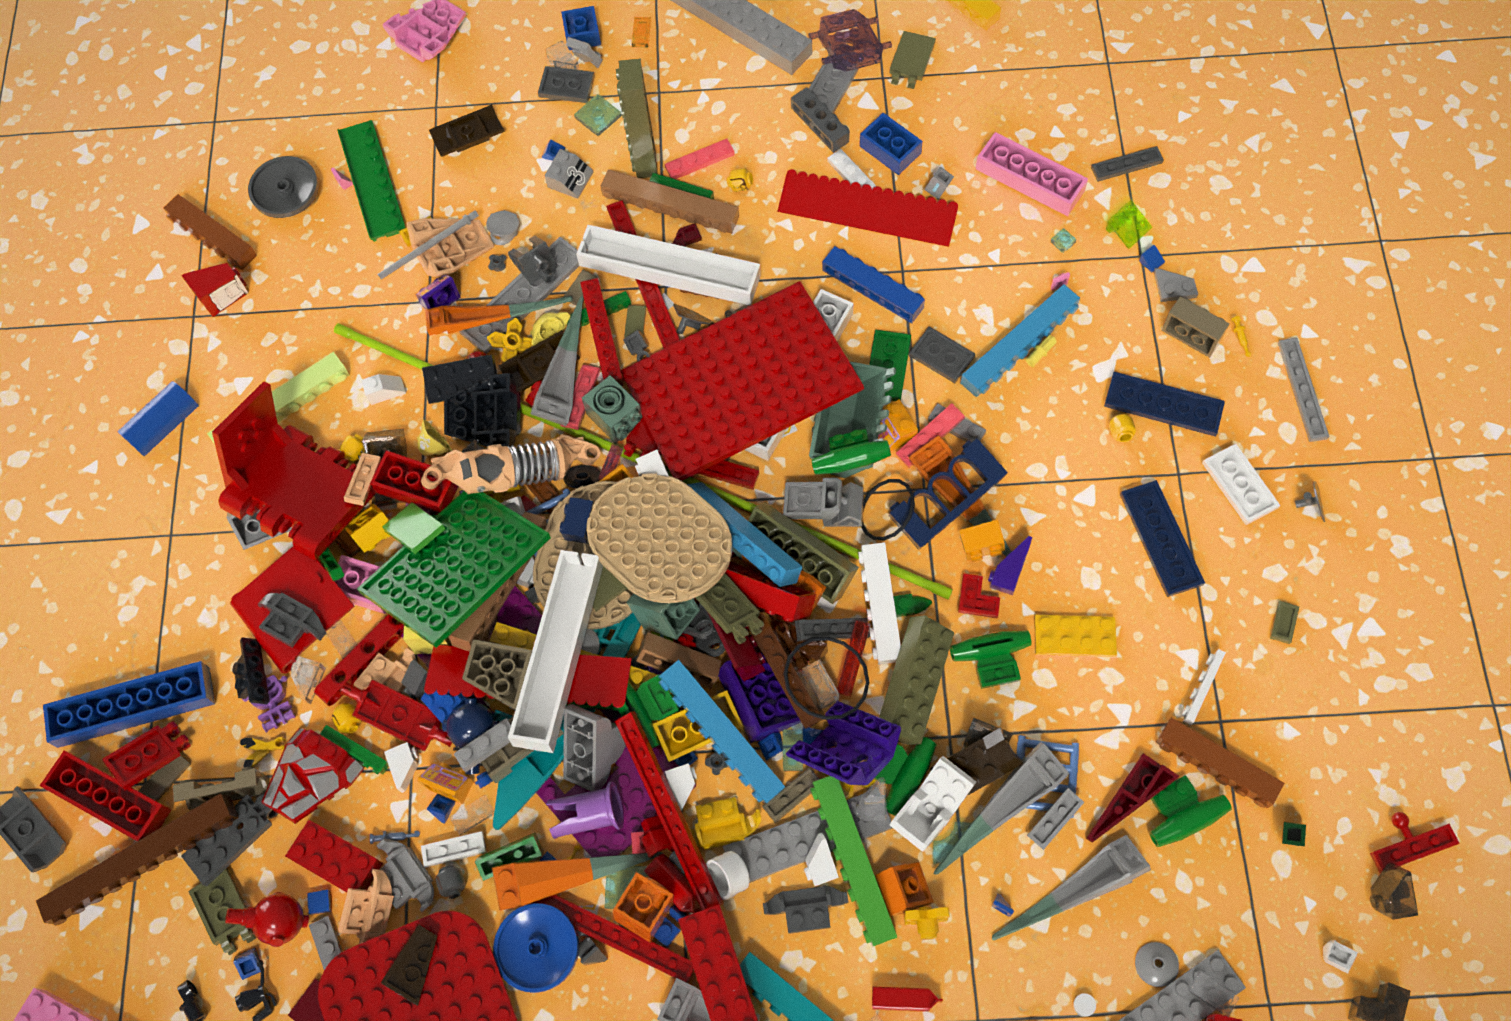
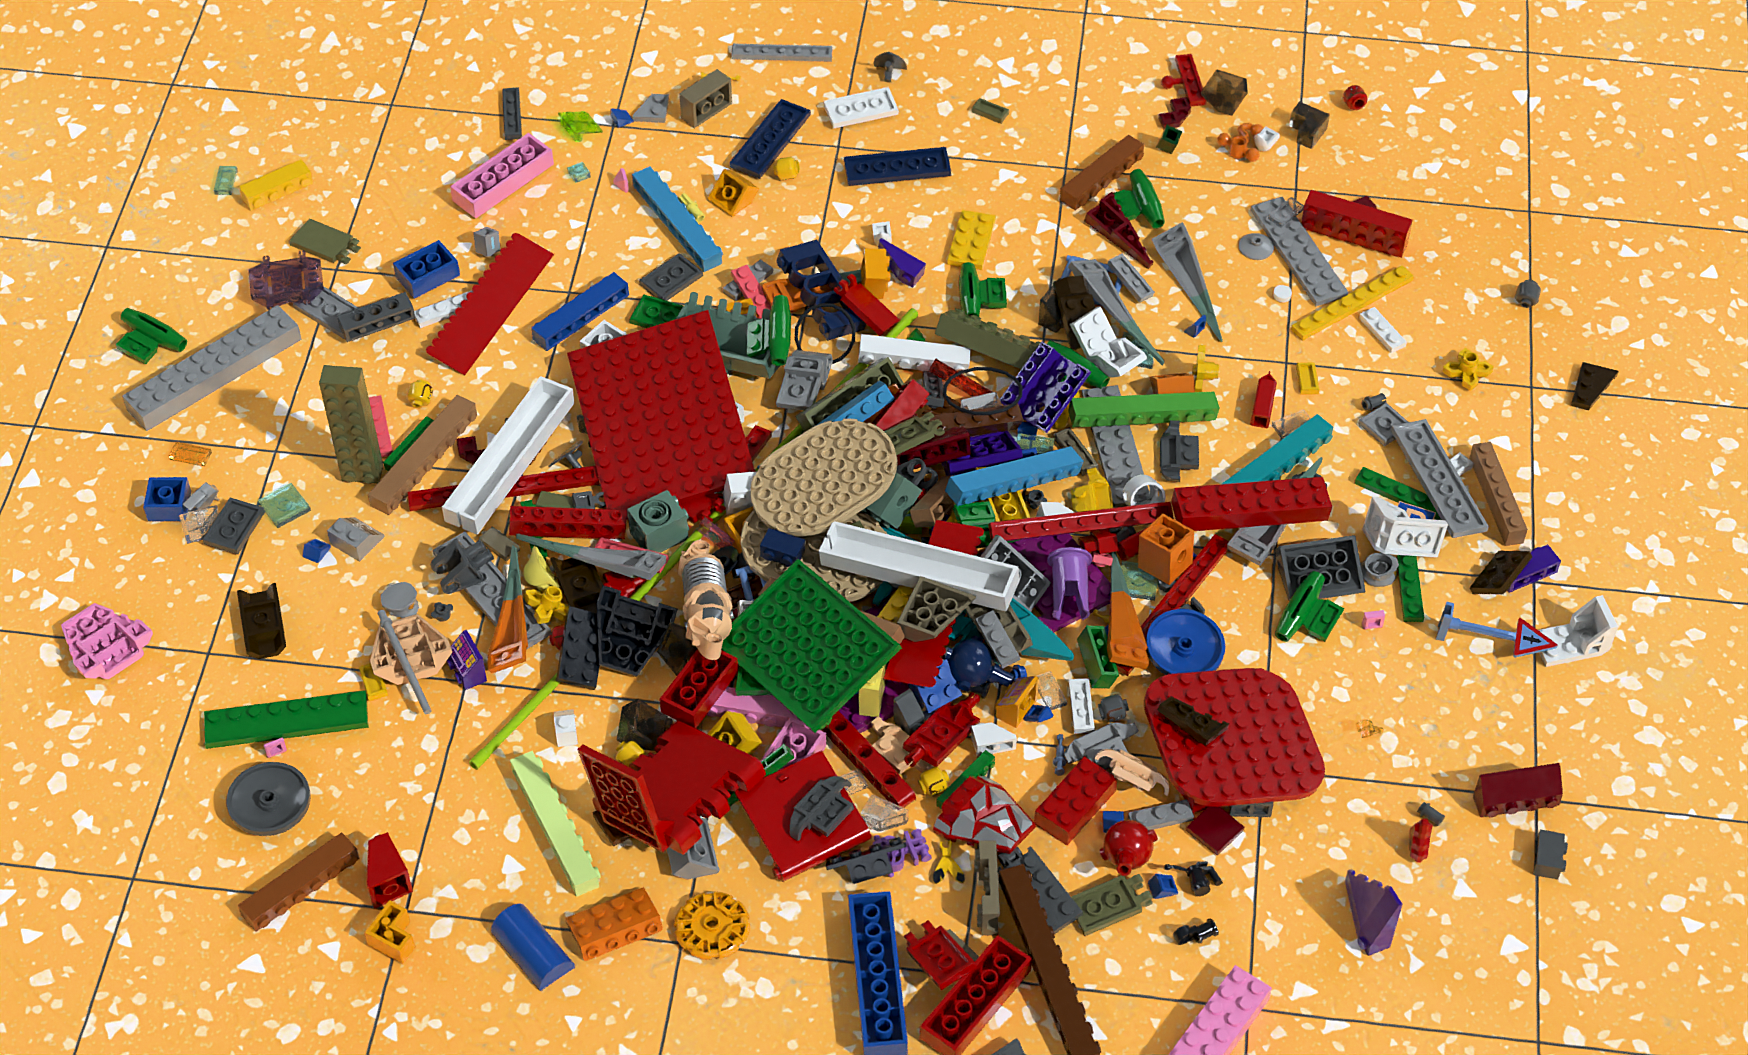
camera: 85 degrees left, 15 degrees down
(156, 306) = (388, 932): none -> light orange brick
(181, 474) = (614, 924): none -> orange bracket
(188, 564) = (712, 936): none -> light orange plate
(360, 482) = (684, 726): light nougat plate -> none
(413, 528) = (753, 684): tile -> none
(431, 442) = (646, 686): light yellow hat -> none
(820, 862) = (1140, 432): white slope -> none
(873, 803) = (1100, 383): clear slope -> none
(933, 542) = (866, 305): none -> red tile
(973, 602) = (924, 298): red plate -> none
(1054, 541) = (882, 230): none -> white plate
(1073, 384) = (732, 192): none -> light orange slope
(1206, 679) = (1036, 167): white plate -> none
(1321, 903) = (1239, 143): none -> orange piece
(1342, 838) = (1180, 111): none -> dark red tile

